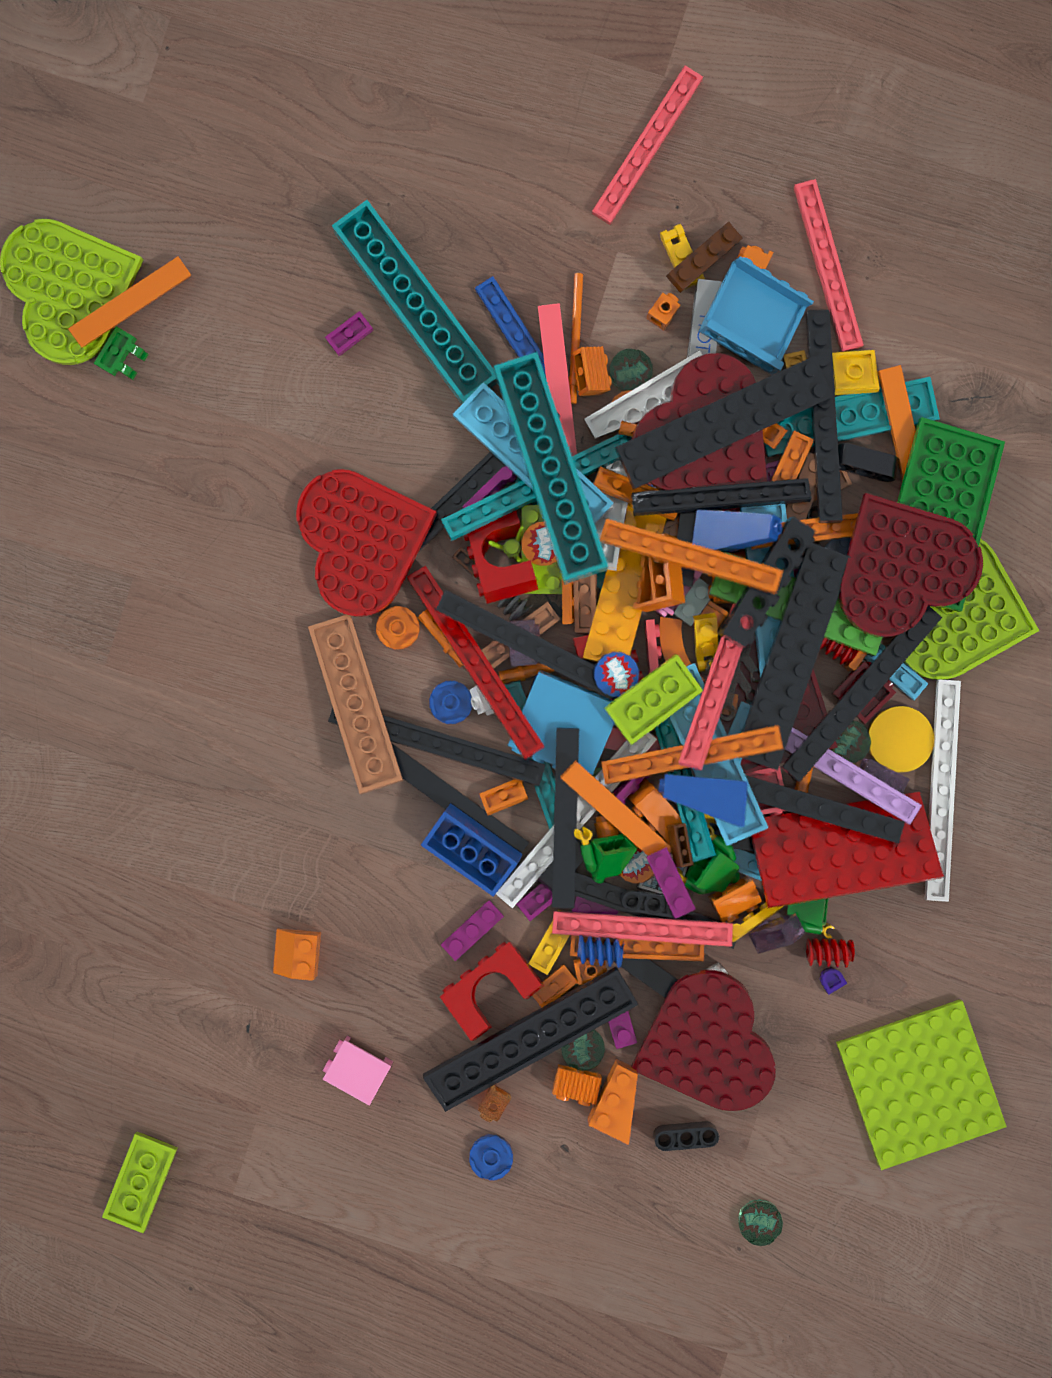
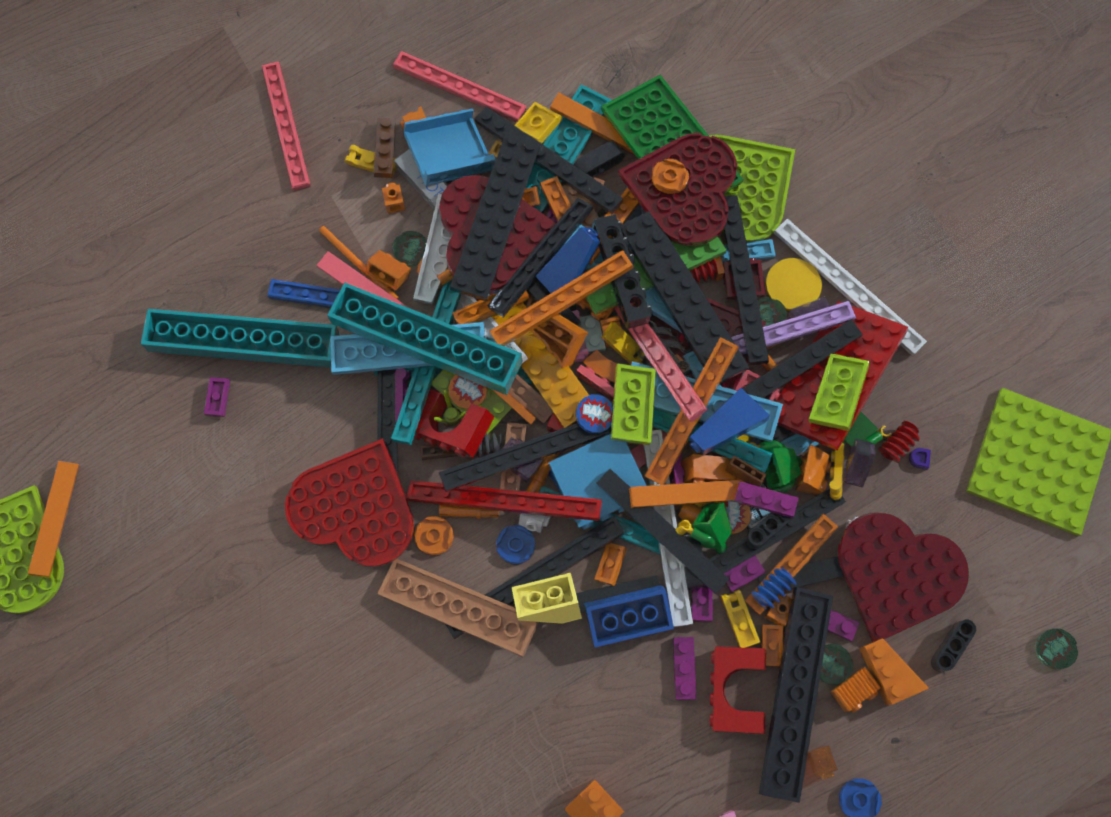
camera: 50 degrees left, 15 degrees down
(116, 351) = (75, 560): green plate -> none
(422, 773) = (547, 600): none -> light yellow slope
(642, 928) = (781, 546): coral tile -> none
(823, 867) = (839, 392): none -> lime plate
(901, 545) = (670, 176): none -> orange tile

